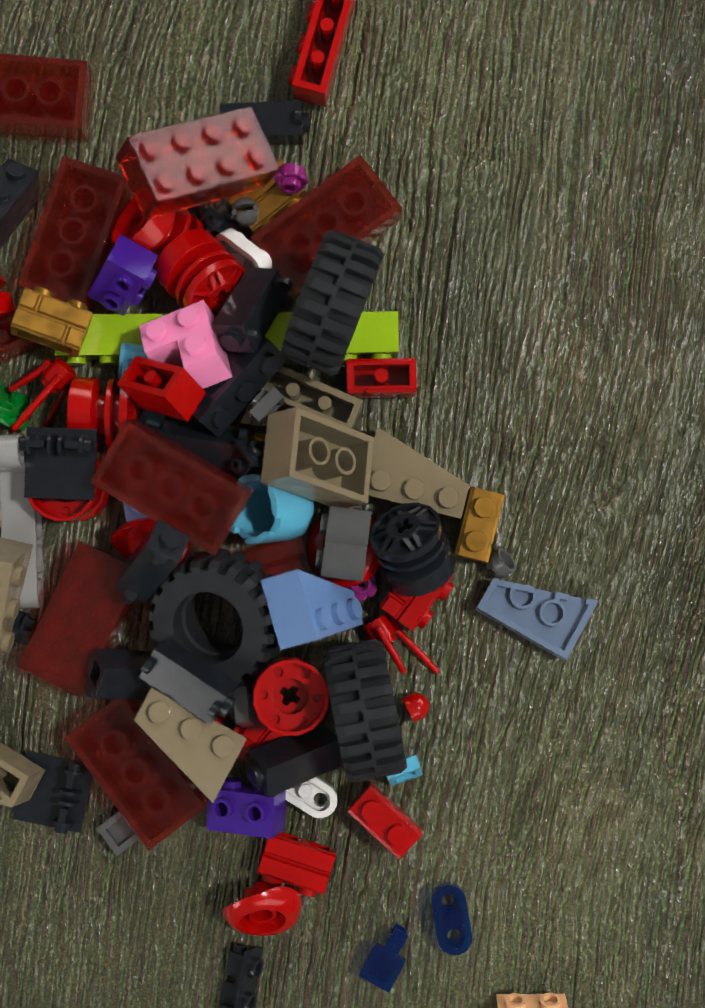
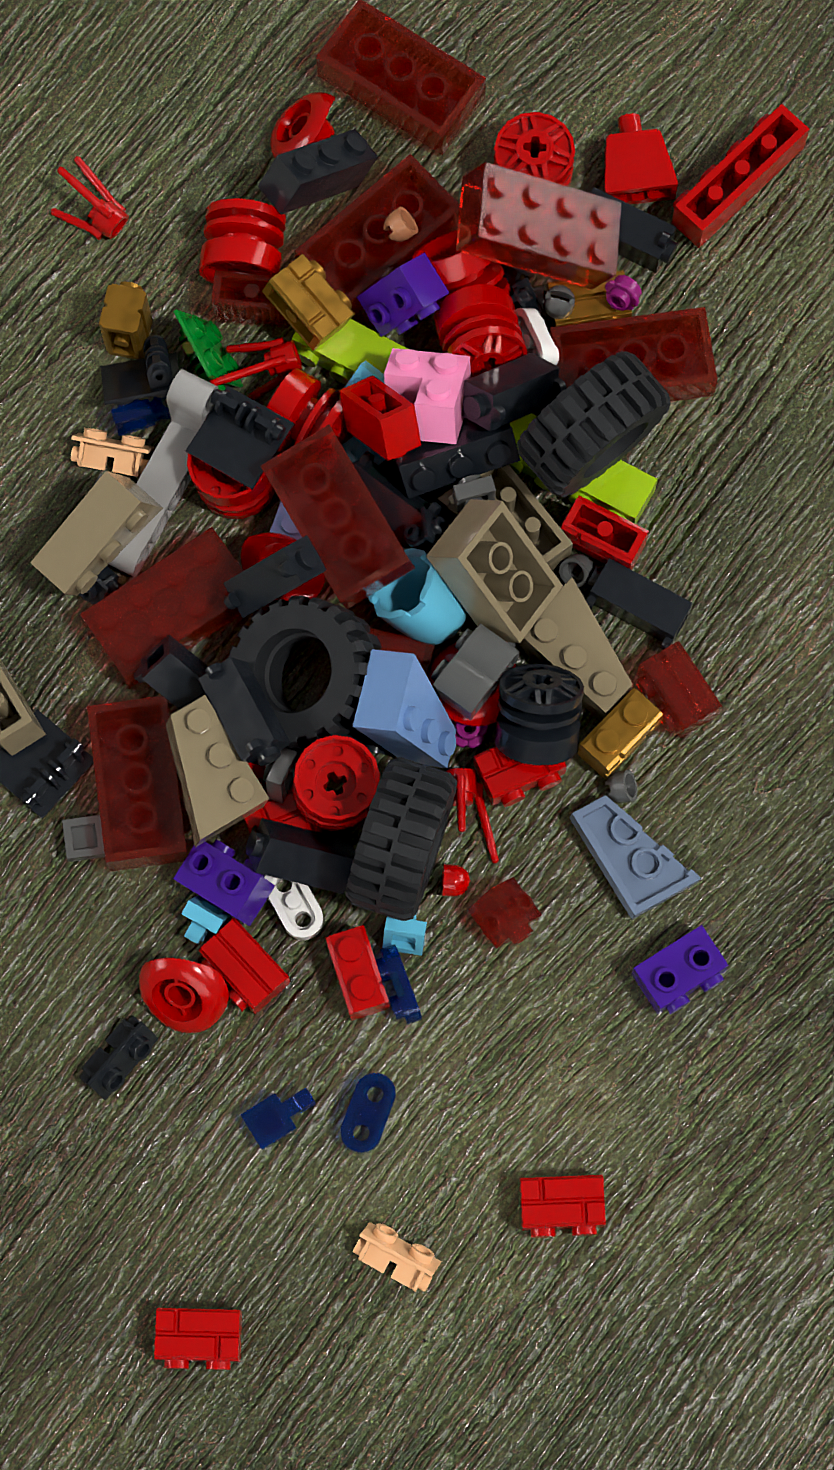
camera: 25 degrees right, 10 degrees down
(88, 218) = (401, 224): none -> nougat hinge
(158, 83) = (537, 134): none -> red wheel
(242, 65) = (638, 164): none -> red torso
(246, 847) = (204, 918): none -> medium azure tile
(374, 422) = (570, 564): none -> dark grey hinge
(408, 800) = (404, 1001): none -> clear blue plate
(435, 413) = (638, 601): none -> black brick
(470, 712) = (505, 913): none -> clear red brick
(502, 466) = (678, 690): none -> clear red brick
(623, 681) = (680, 970): none -> dark purple brick
(632, 906) = (562, 1204): none -> red brick

